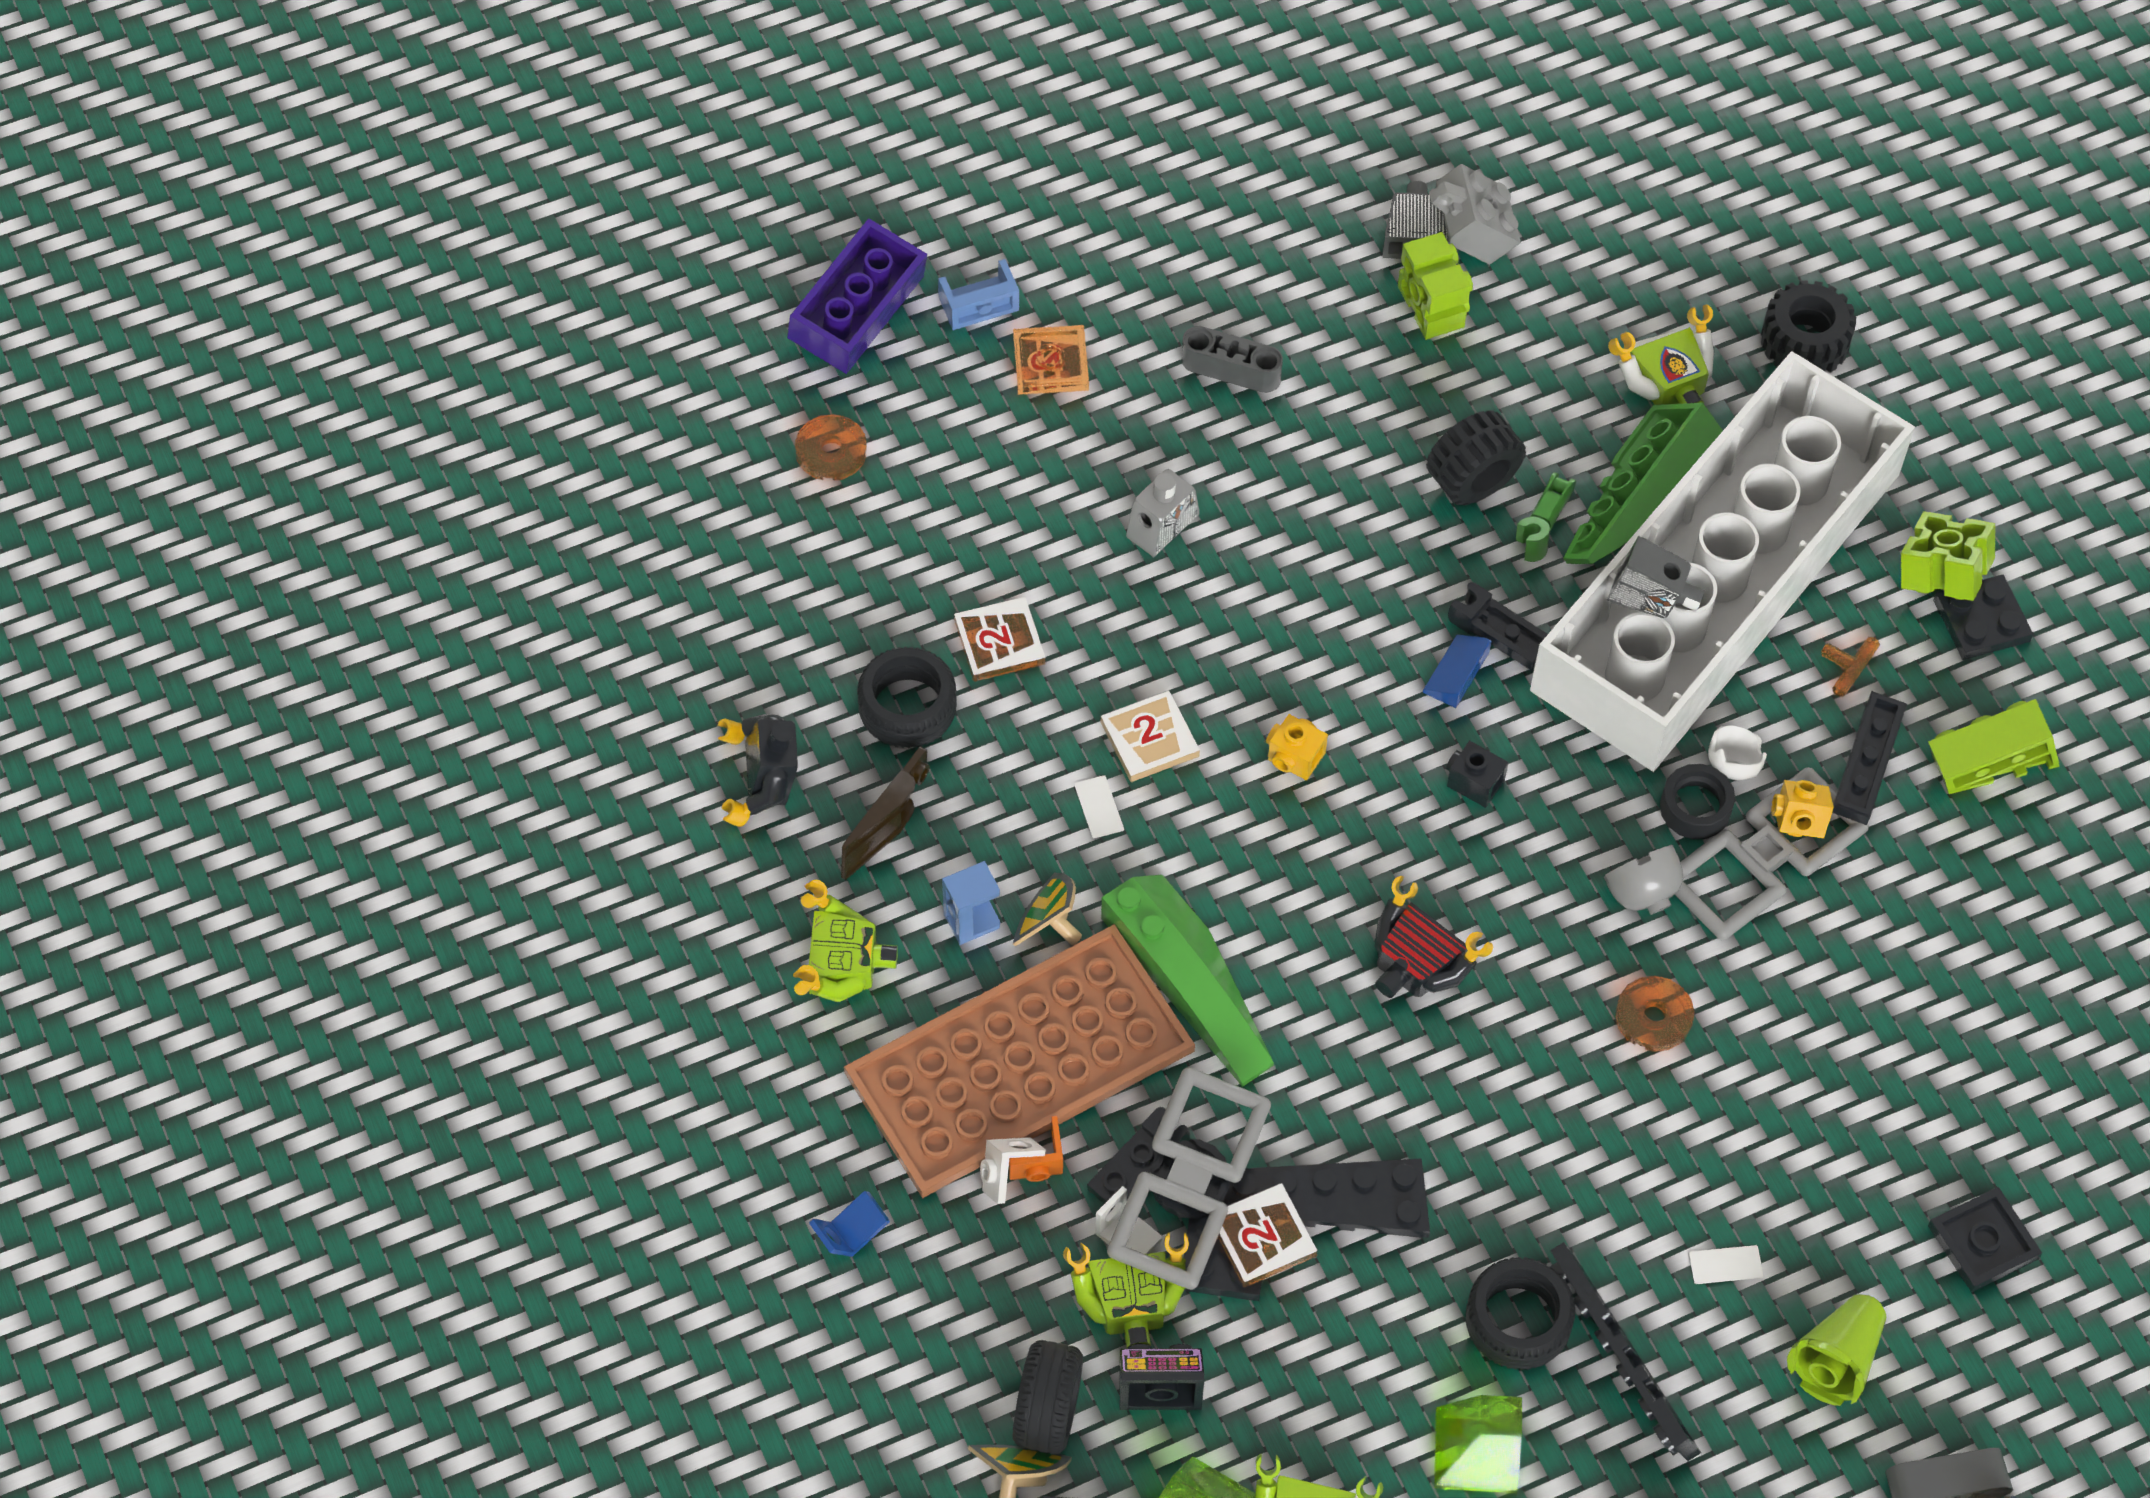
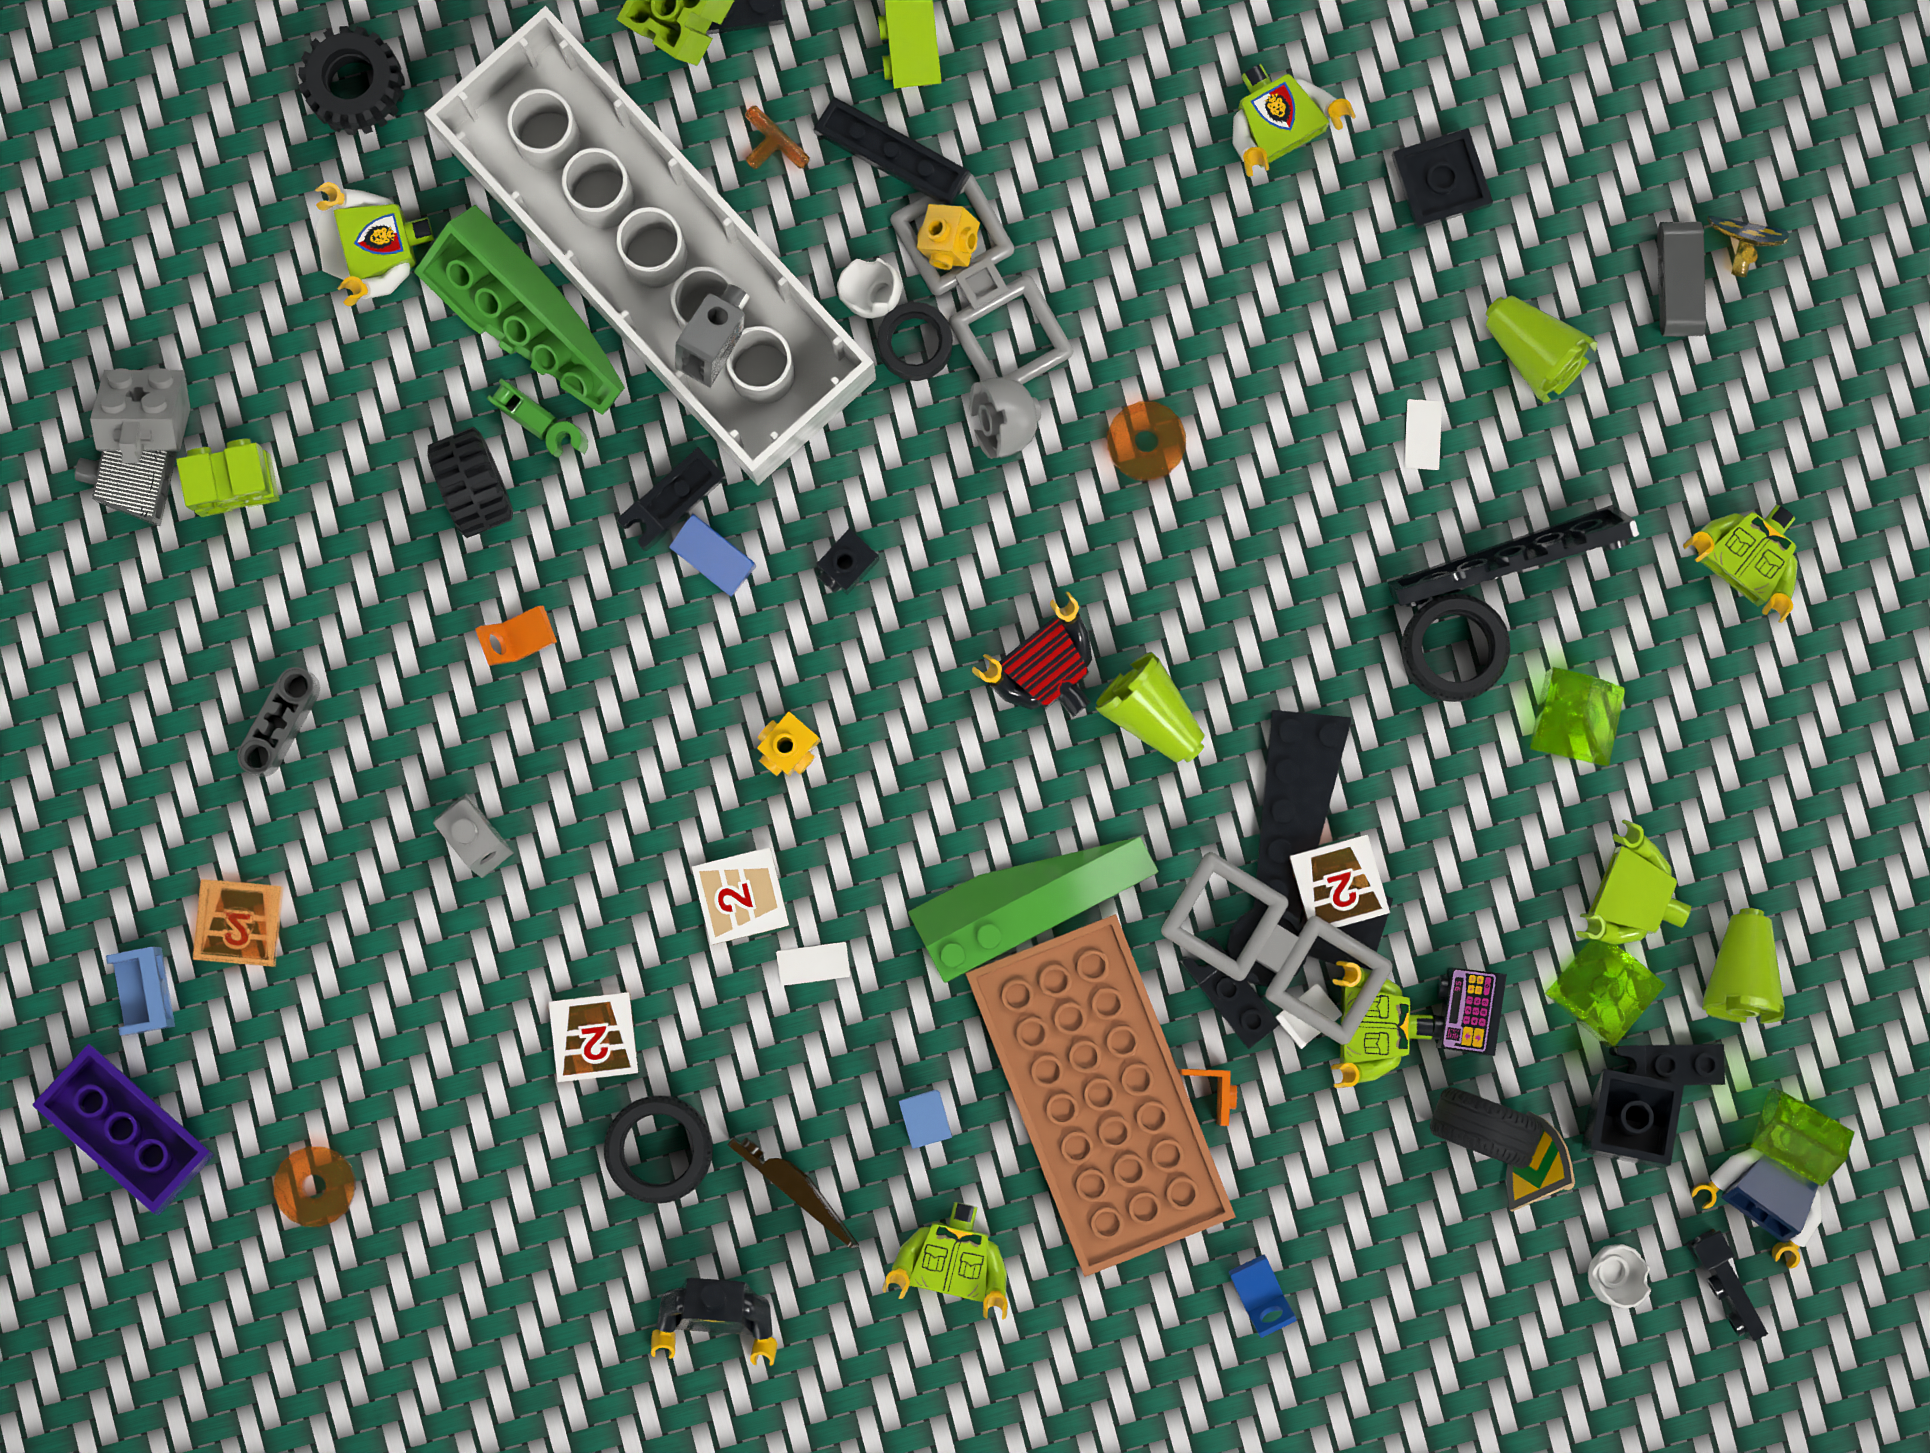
camera: 80 degrees left, 25 degrees up
(996, 1163) = (1219, 1134): white bracket -> none
(1050, 907) = (937, 1038): shield -> none
(1347, 527) = (517, 636): none -> orange bracket
(1397, 1045) = (1152, 710): none -> lime cone
(1998, 1079) = (1281, 117): none -> torso

